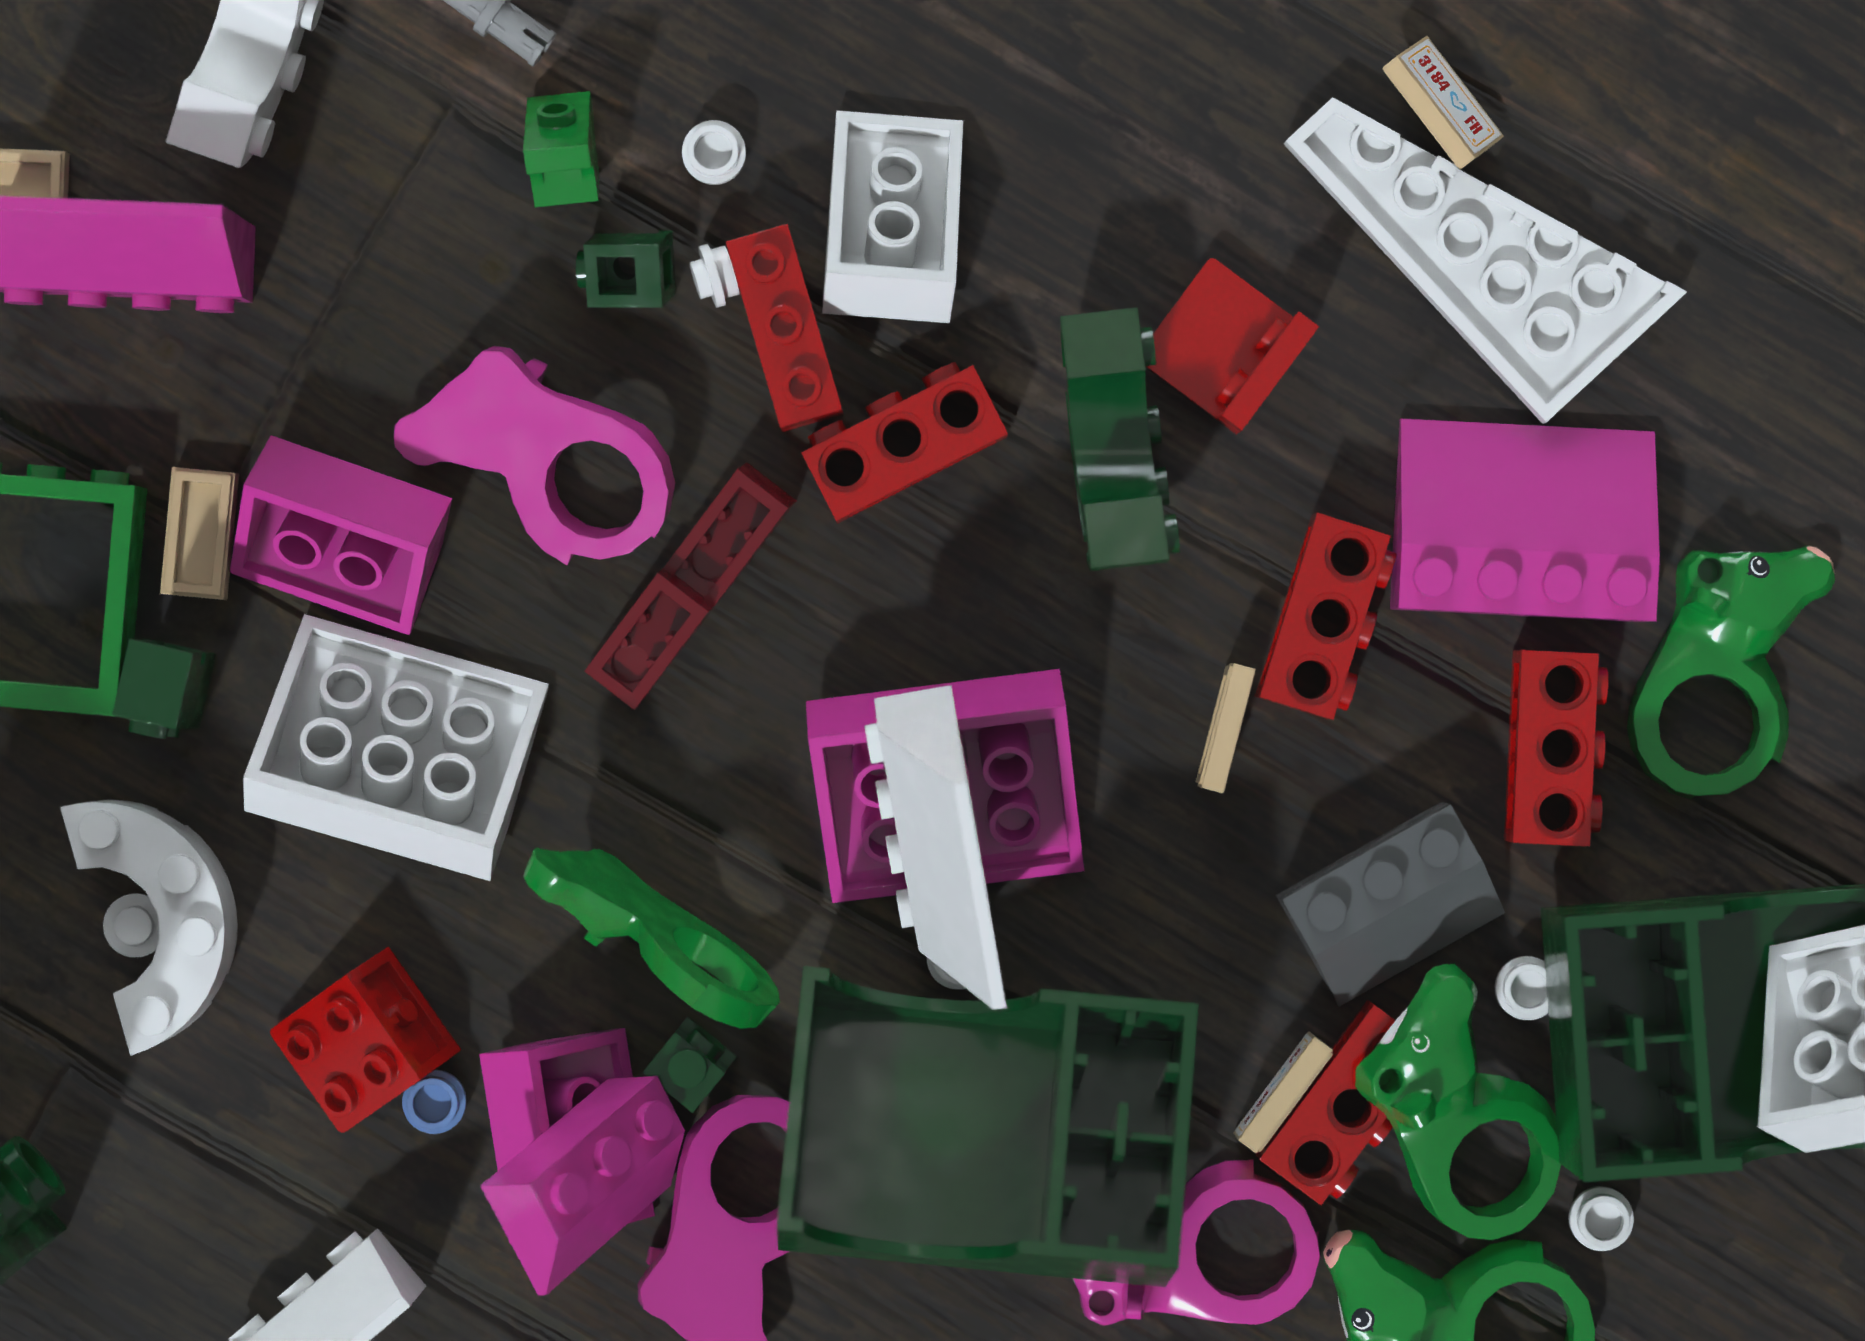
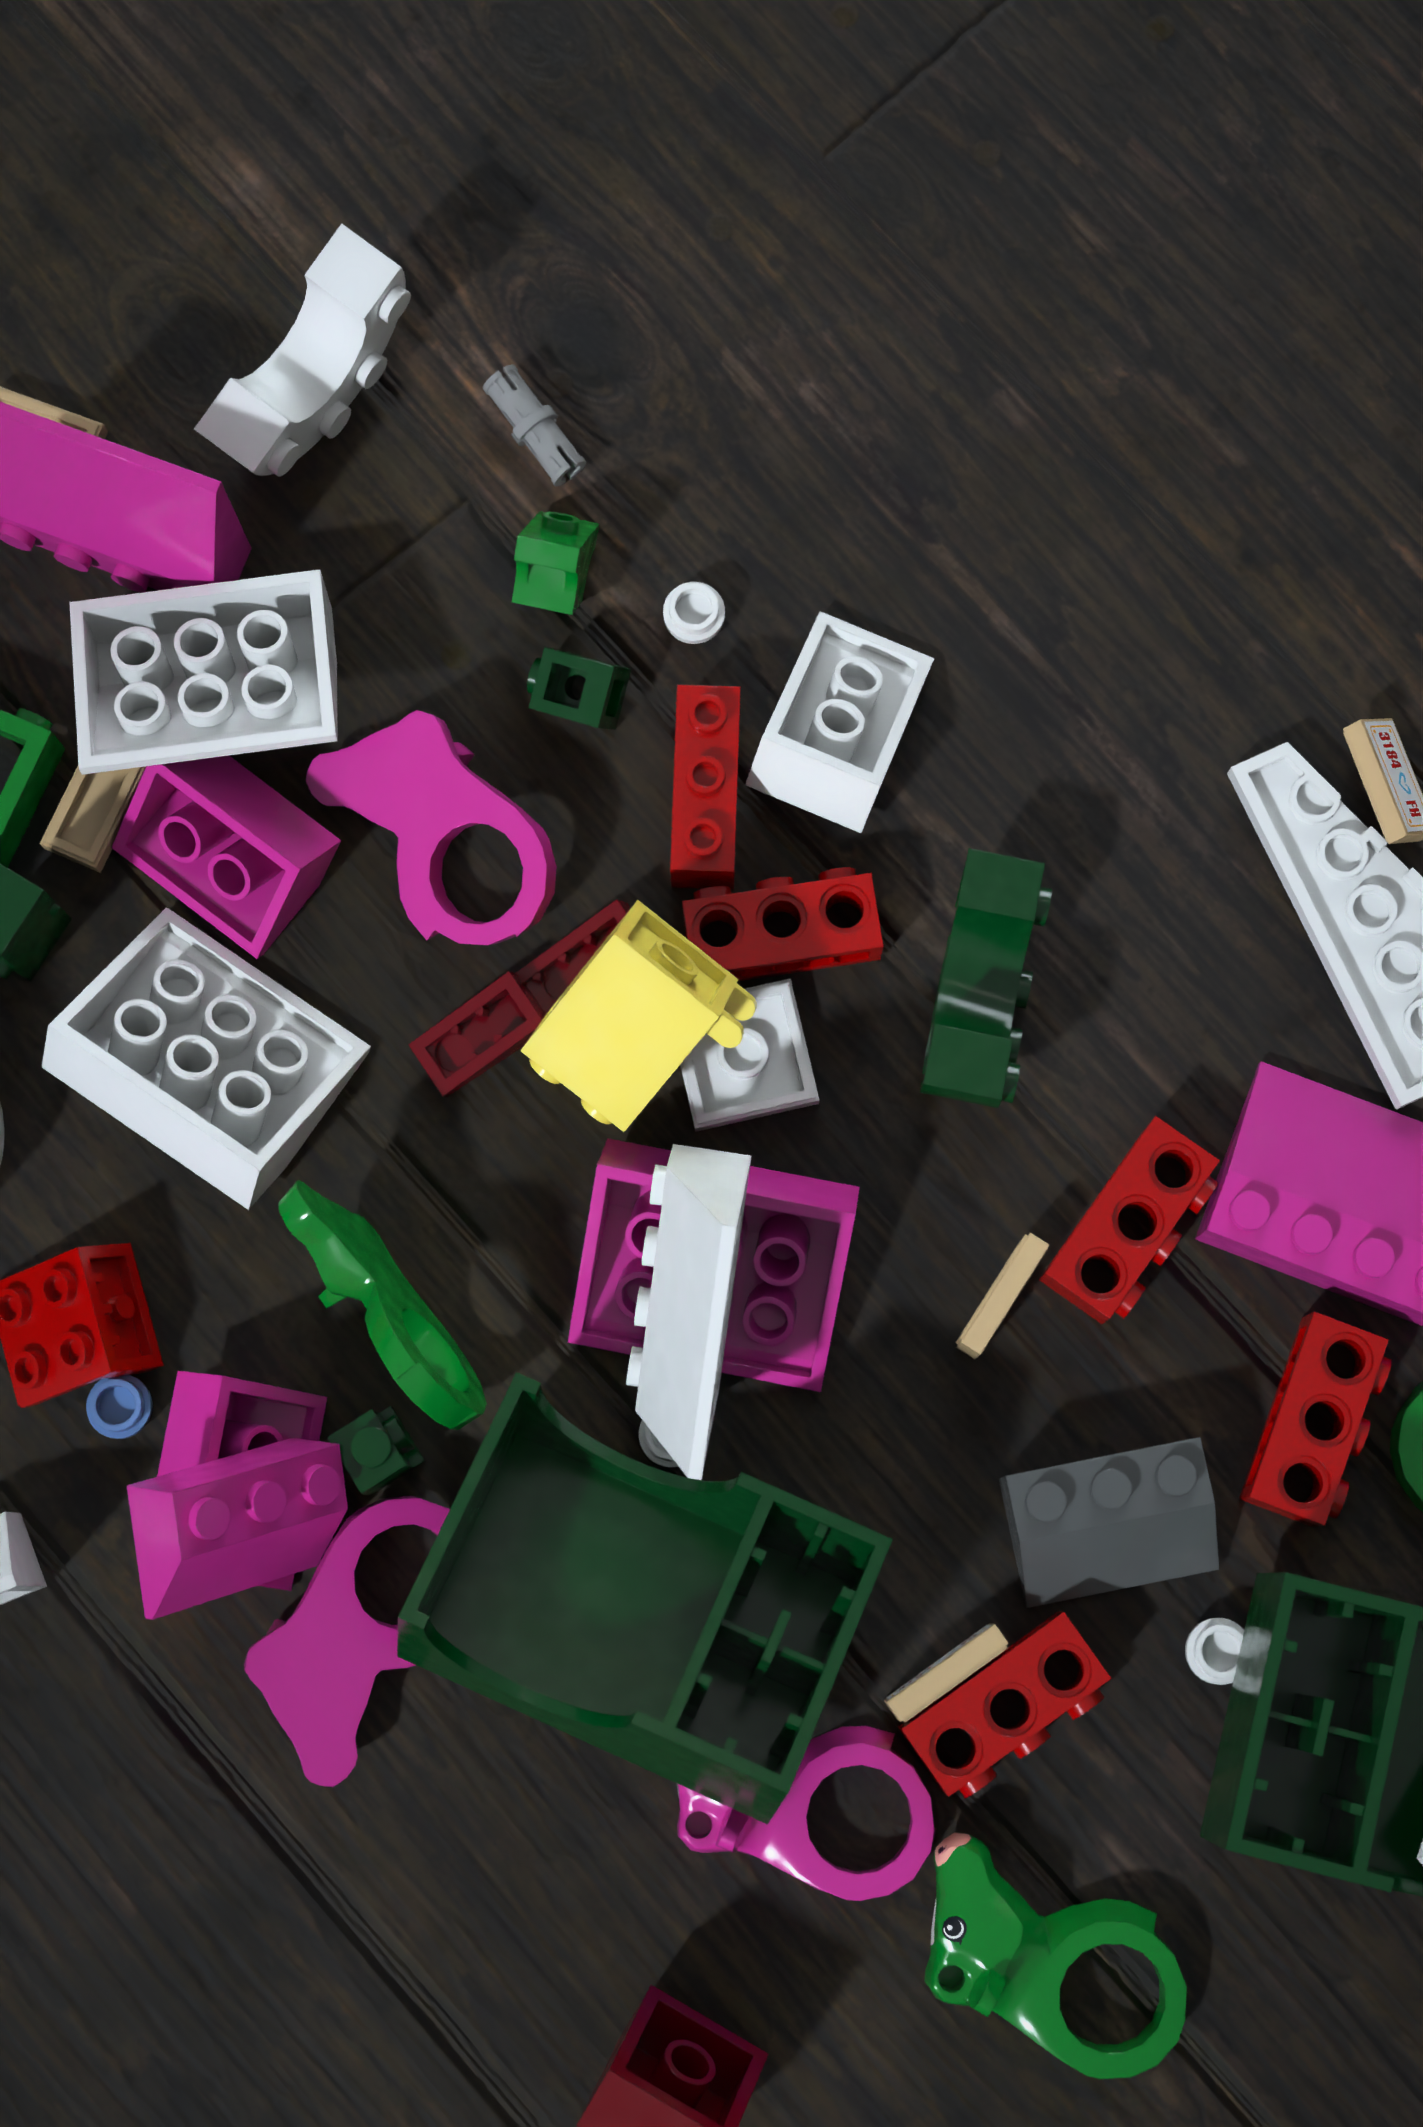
camera: 20 degrees right, 10 degrees down
(264, 383) = (204, 671): none -> white slope
(714, 275) = (656, 719): white plate -> none
(797, 585) = (636, 1017): none -> light yellow container
(906, 575) = (761, 1074): none -> white tile
(1227, 345) = (1116, 938): red bracket -> none
(1434, 1096) = (1095, 1724): green animal -> none
(1601, 1218) = (1223, 1909): white plate -> none

